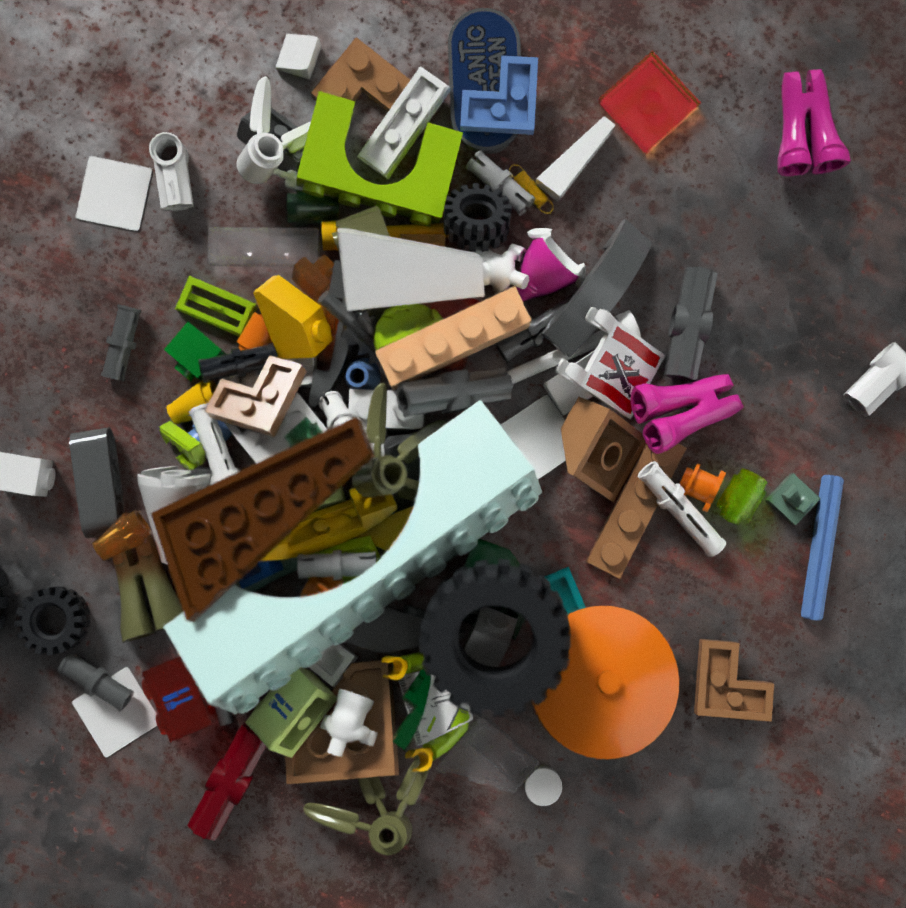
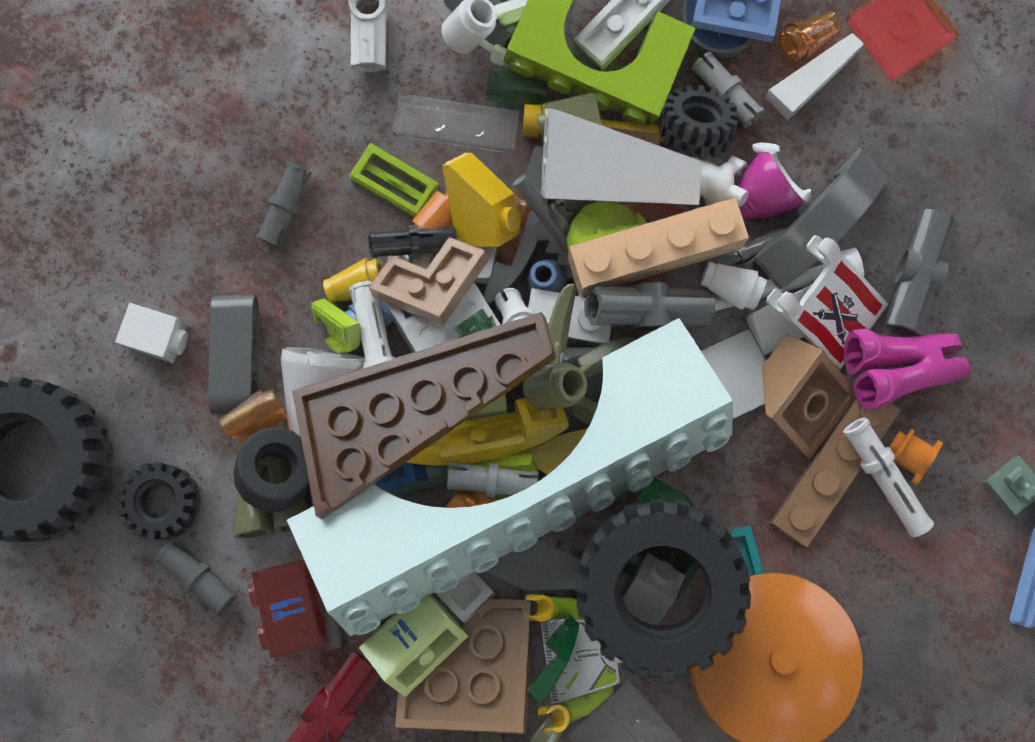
camera: 10 degrees right, 5 degrees down
(113, 193) = (300, 44): white sticker -> none
(114, 728) = (205, 633): white sticker -> none
(124, 594) = (265, 495): none -> black tyre
(188, 348) = (356, 221): green brick -> none
(313, 278) = (507, 162): clear orange tile -> none
(347, 722) = (477, 663): white piece -> none
(527, 360) = (734, 284): none -> white cone
(532, 188) = (762, 100): yellow piece -> none
(566, 122) = (806, 36): none -> clear orange cone
(721, 692) = (906, 691): medium nougat plate -> none
(742, 497) = (958, 474): clear neon green brick -> none

